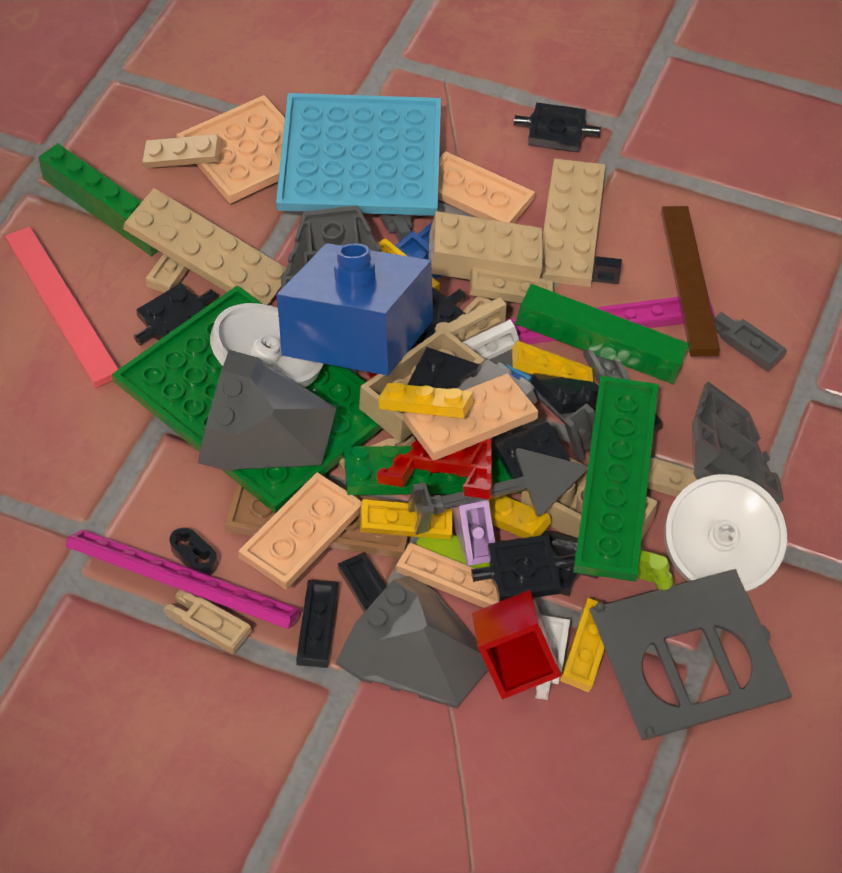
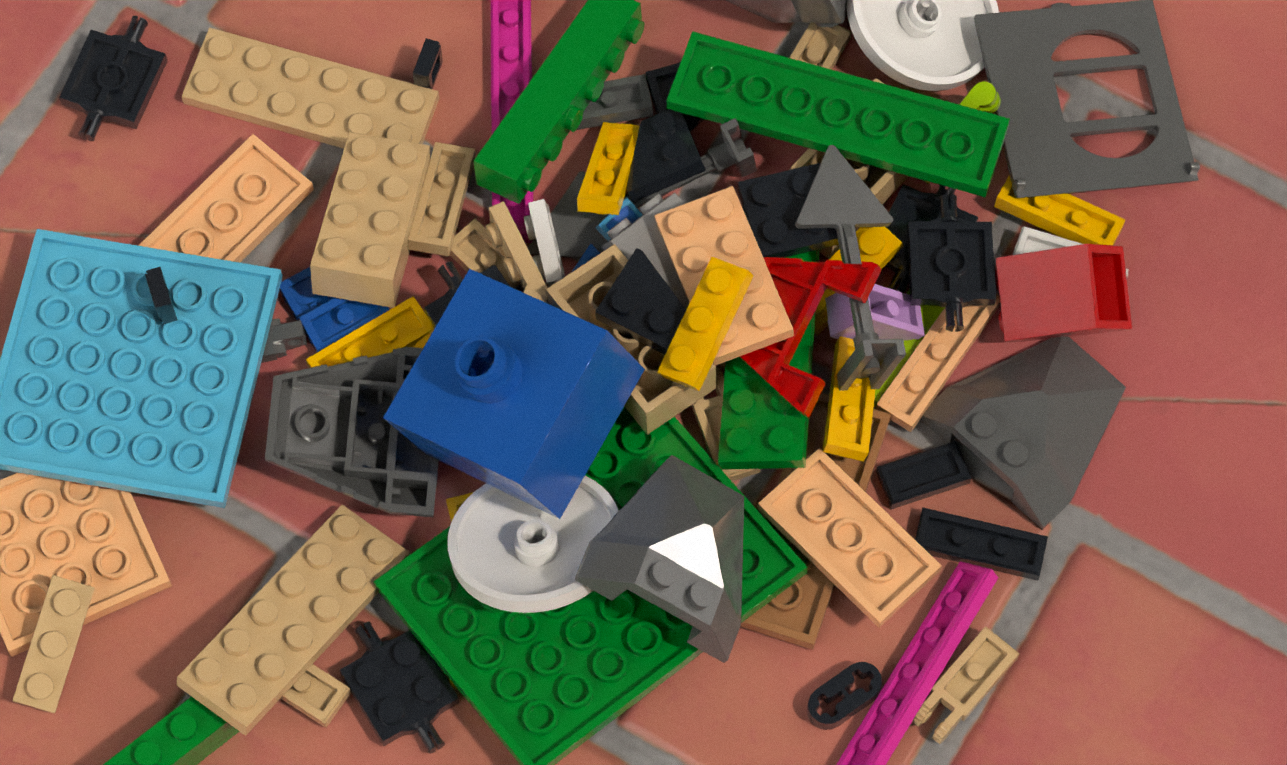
camera: 80 degrees left, 15 degrees up
(402, 149) = (160, 295): none -> black tile

